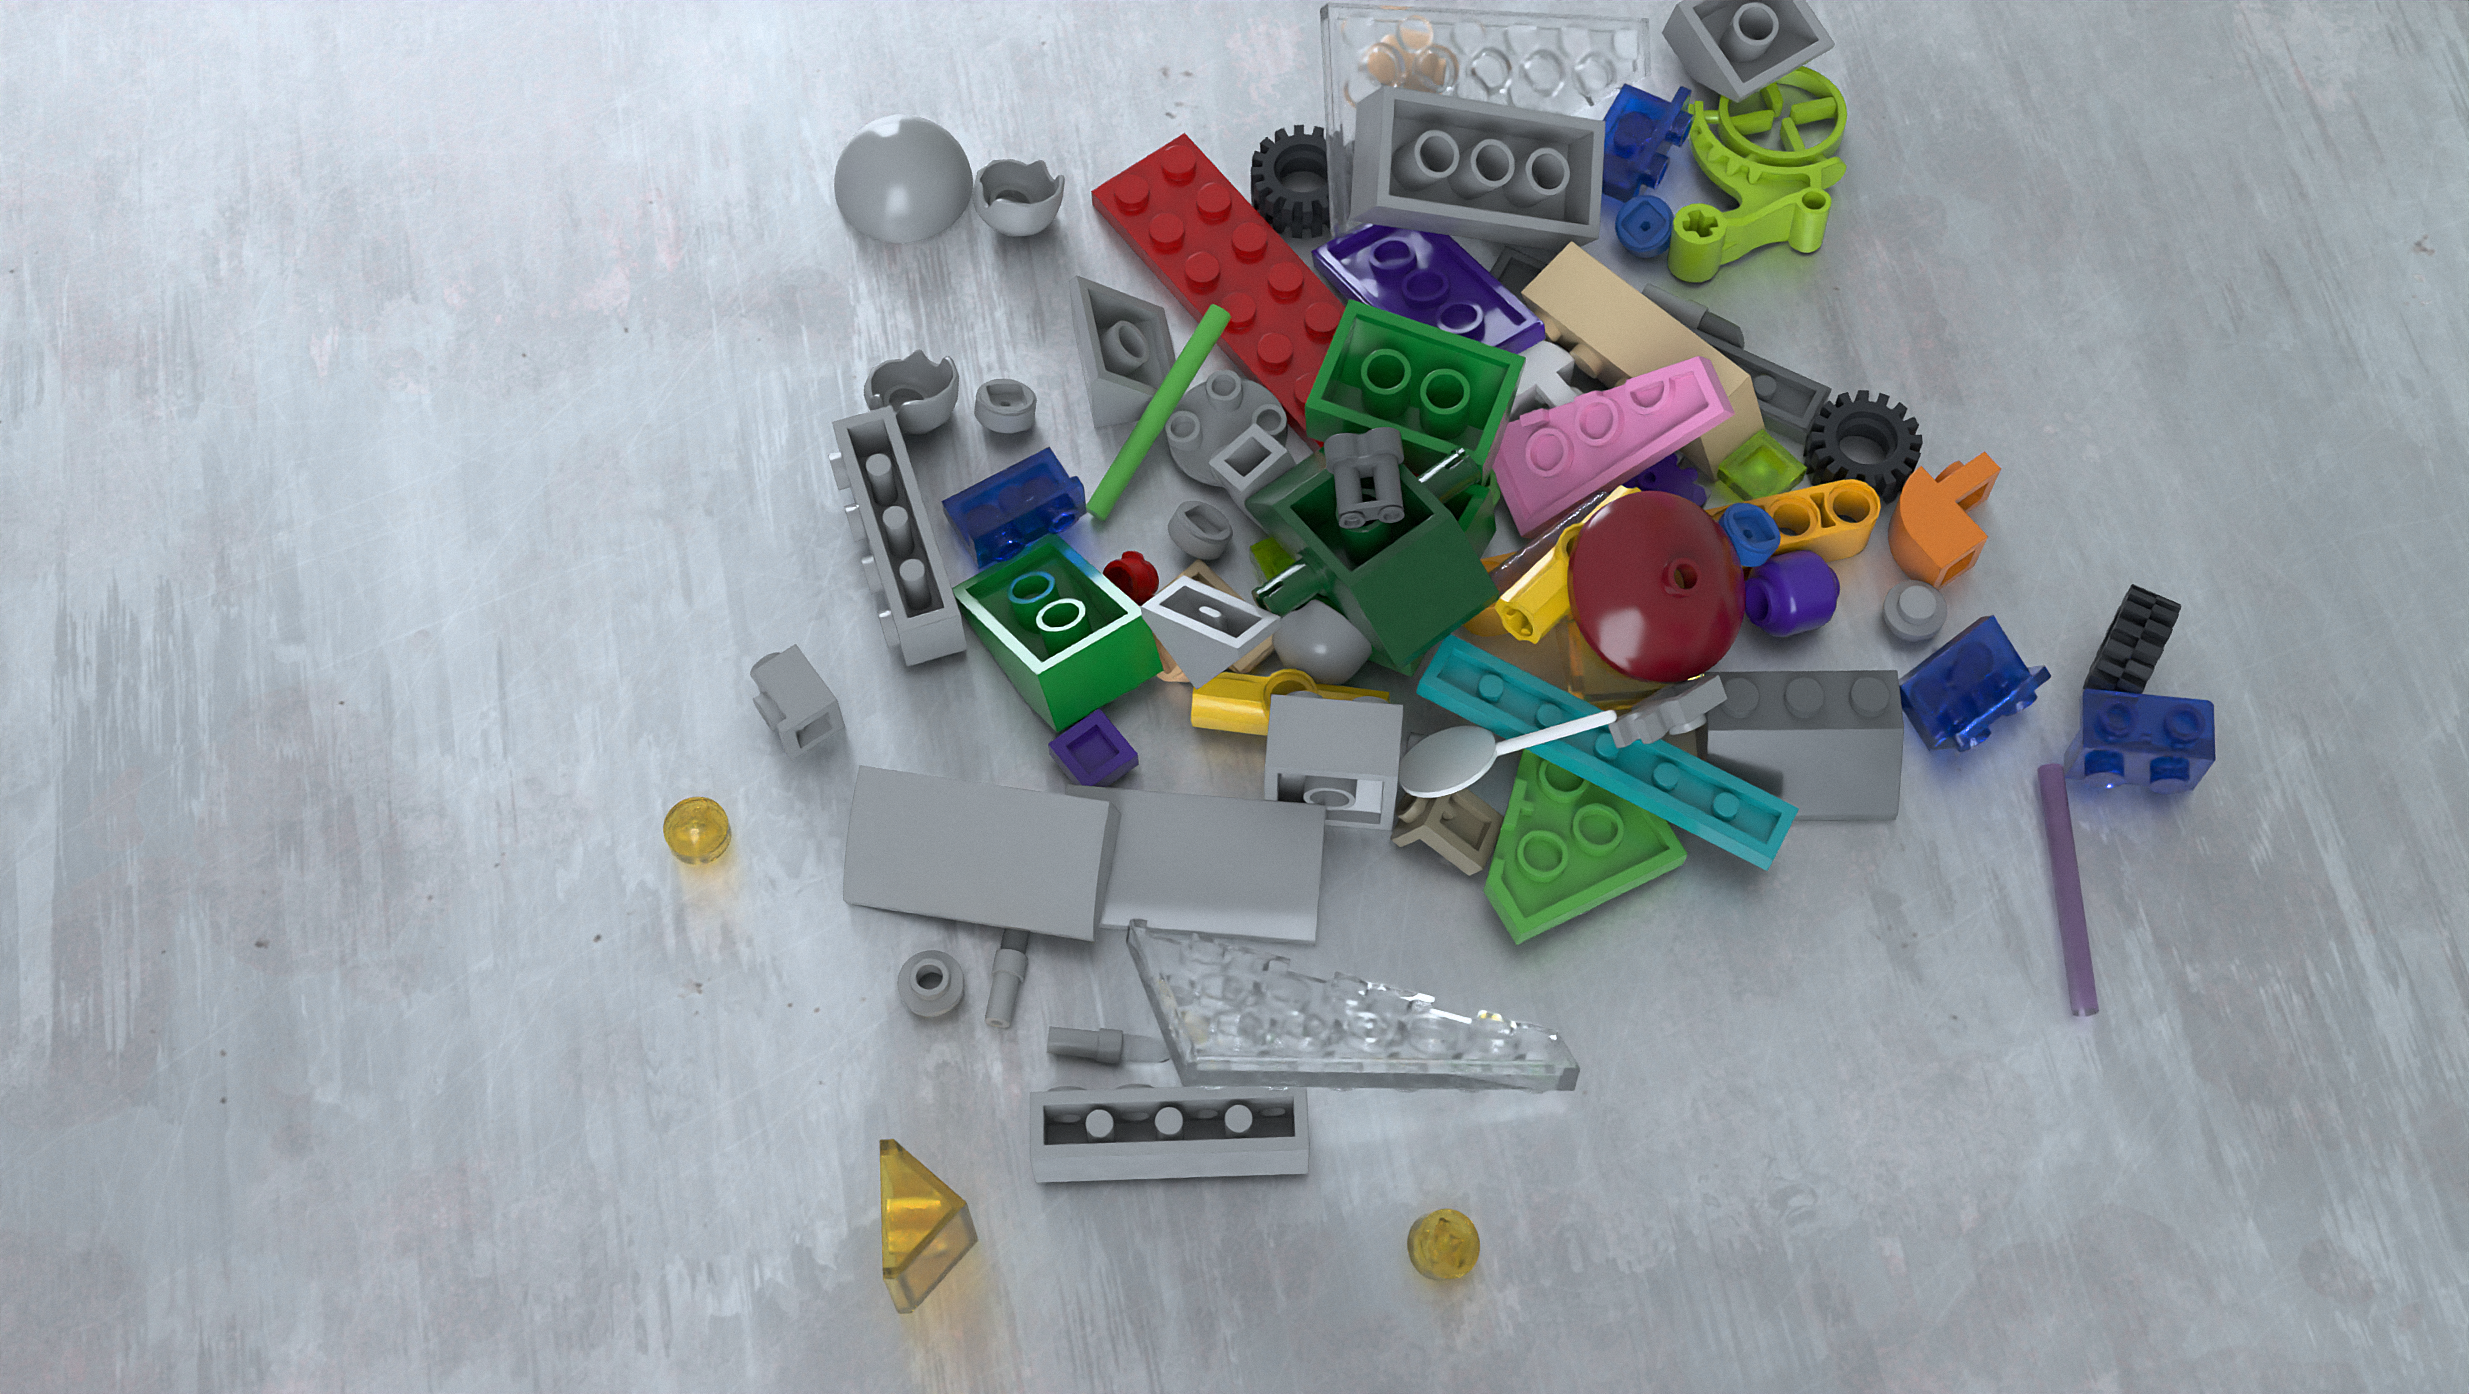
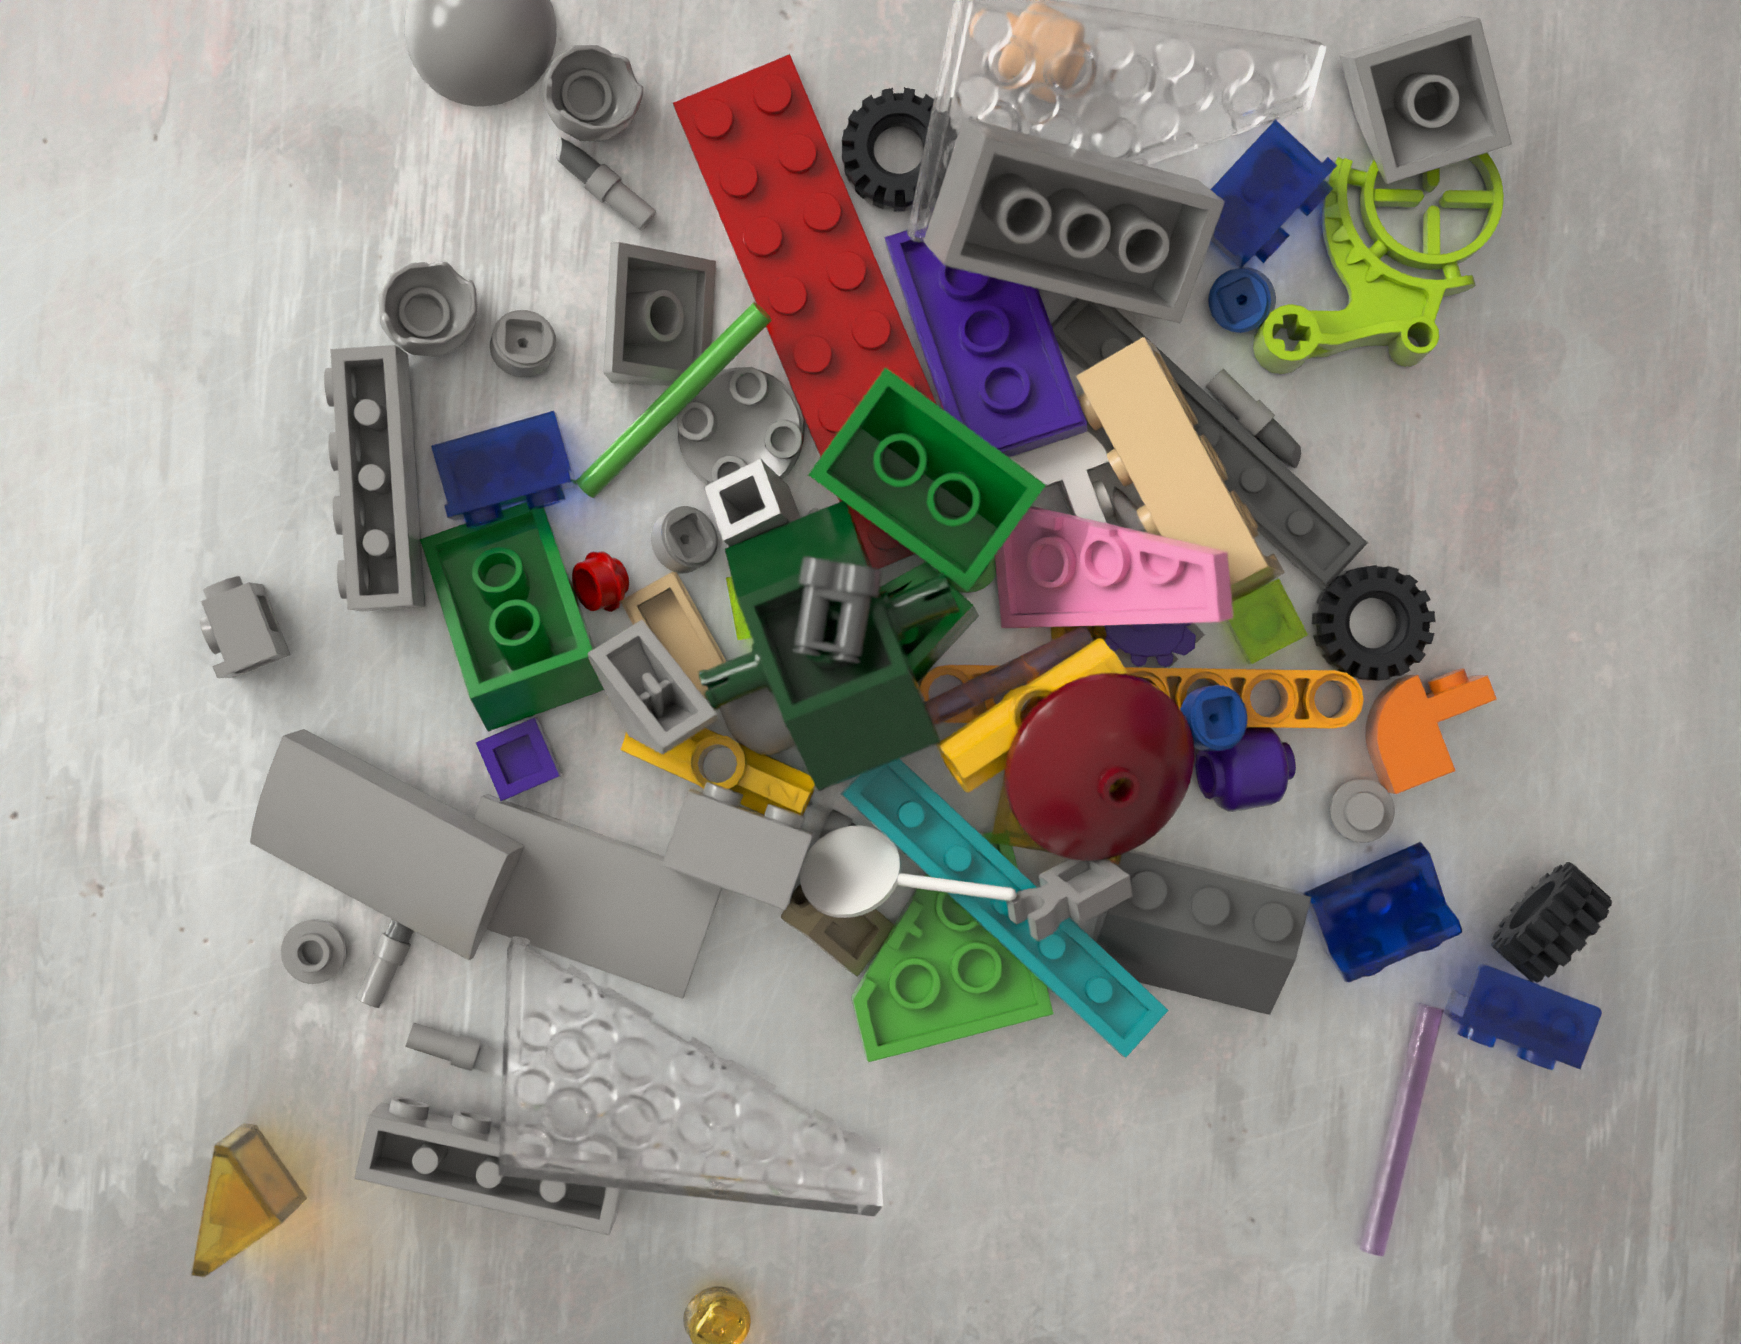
camera: 15 degrees right, 25 degrees up
(697, 830) = (125, 735): clear yellow tile -> none
(1039, 266) = (604, 184): none -> light grey piece

